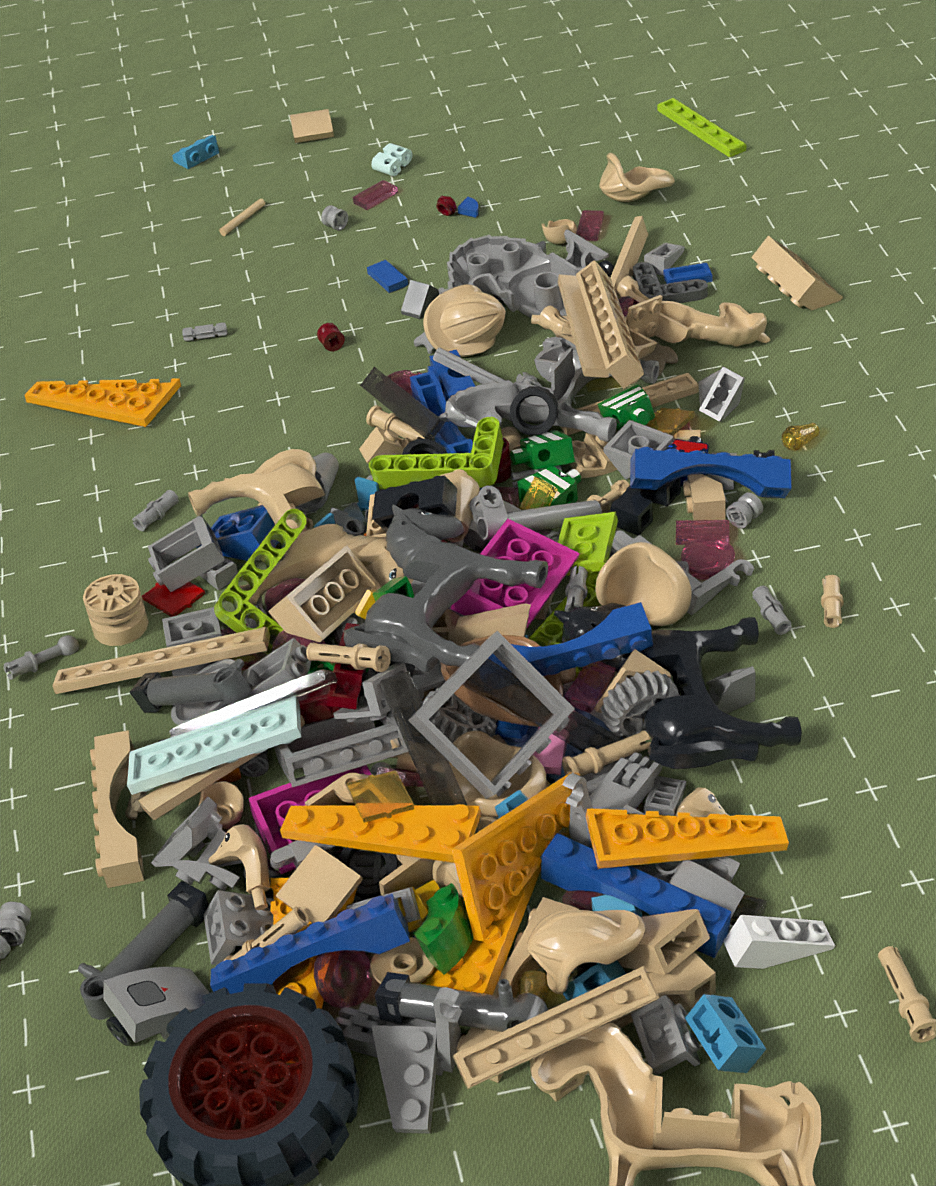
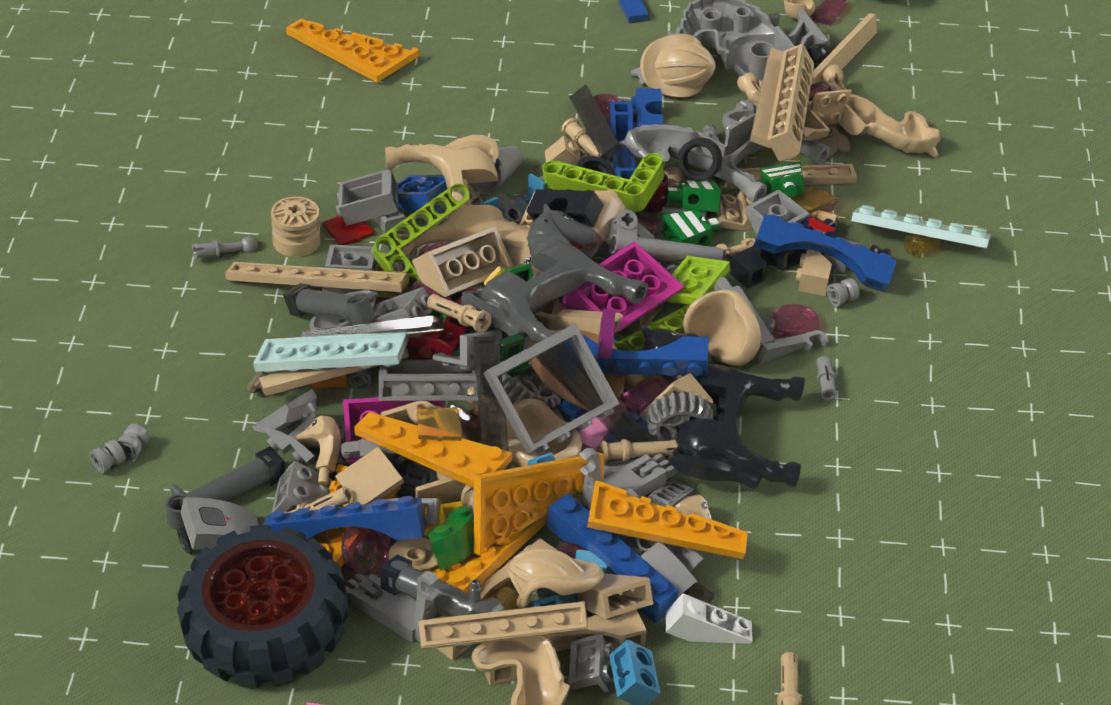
camera: 10 degrees right, 0 degrees up
(118, 850) = (231, 411): tan arch -> none
(155, 510) = (358, 155): light grey pin -> none
(204, 331) = (457, 14): light grey axle -> none
(228, 800) = (328, 398): tan hair -> none
(330, 331) = (561, 48): dark red wheel -> none
(408, 1073) = (385, 632): light grey wing -> none
(418, 299) = (648, 33): slope -> none
(427, 682) = (511, 346): none -> dark green bracket
(465, 367) = (661, 106): light grey axle -> none
(527, 632) = (606, 333): none -> magenta beam
(538, 495) = (674, 230): clear yellow tile -> none
(576, 589) = (670, 315): light grey pin -> none
(663, 256) = (879, 56): light grey slope -> none
(683, 291) = (886, 91): dark grey beam -> none
(689, 272) = (894, 78): blue tile -> none
(692, 529) = (792, 295): clear pink tile -> none
(720, 393) = (870, 188): light grey slope -> none
(733, 689) = (762, 432): light grey slope -> none
(794, 276) = (986, 104): tan slope -> none
(803, 416) = (912, 224): none -> light aqua plate
(832, 601) = (879, 385): tan pin -> none

